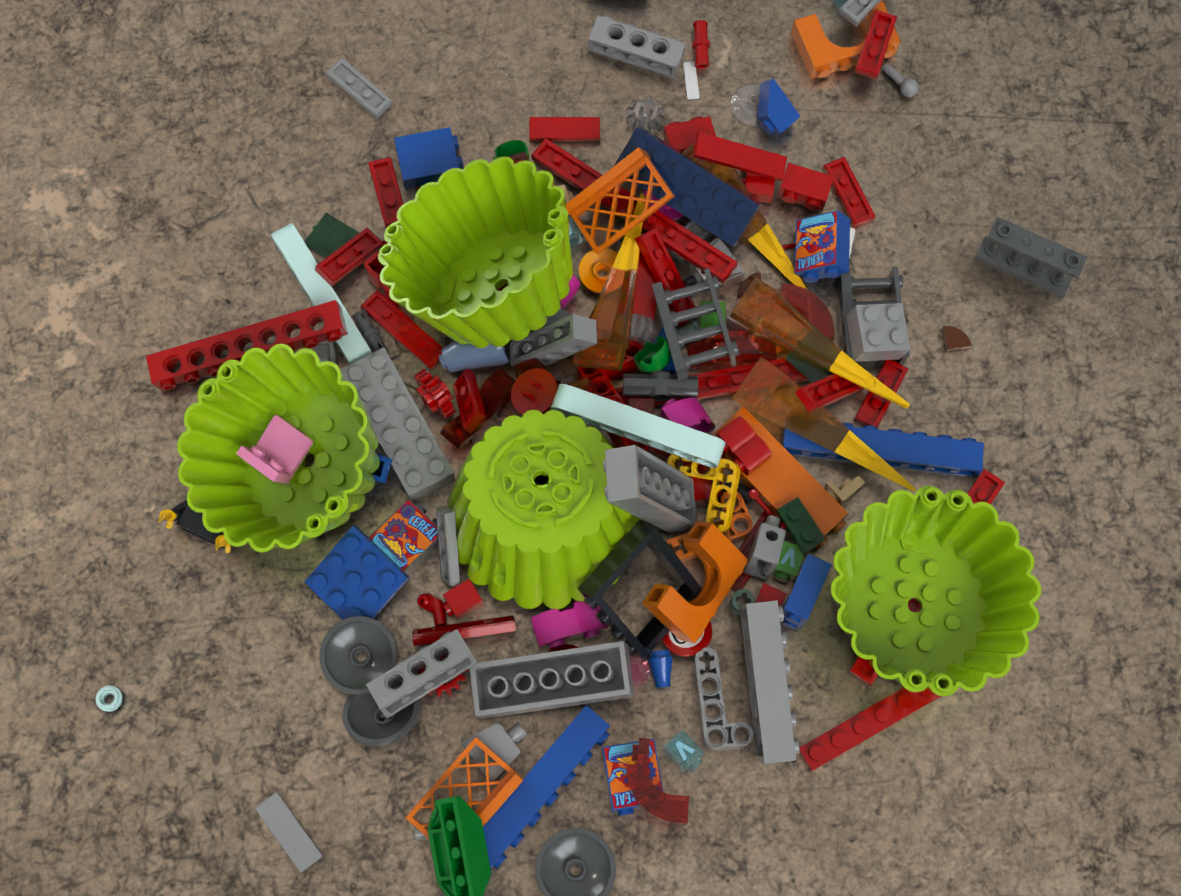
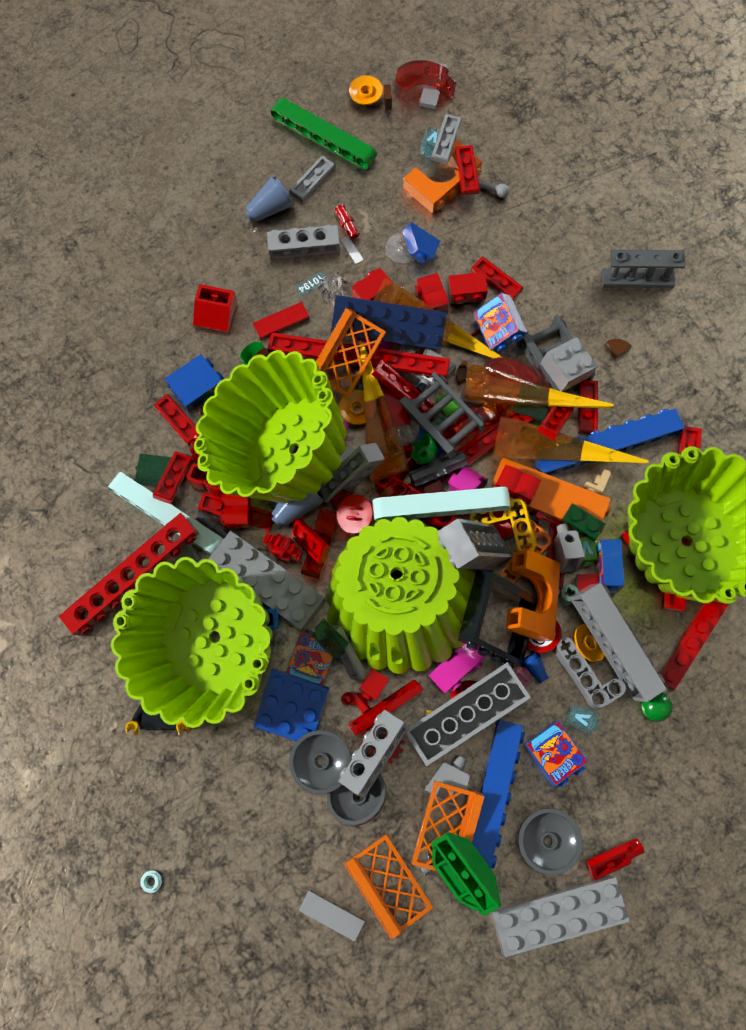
camera: 20 degrees left, 0 degrees up
(278, 451) = (190, 641): bright pink bracket -> none
(345, 836) = (373, 897): none -> orange fence
(359, 88) = (121, 355): light grey tile -> none
(401, 329) = (236, 511): none -> red brick
(435, 522) = (330, 639): none -> clear green piece
(492, 80) = (214, 308): none -> red slope
(619, 100) = (309, 284): none -> clear light blue sticker
(654, 802) = (573, 763): clear red arch -> none
(733, 669) = (587, 644): none -> light orange dish
(739, 156) = (415, 285): red tile -> none
(781, 780) = (657, 708): none -> green hair

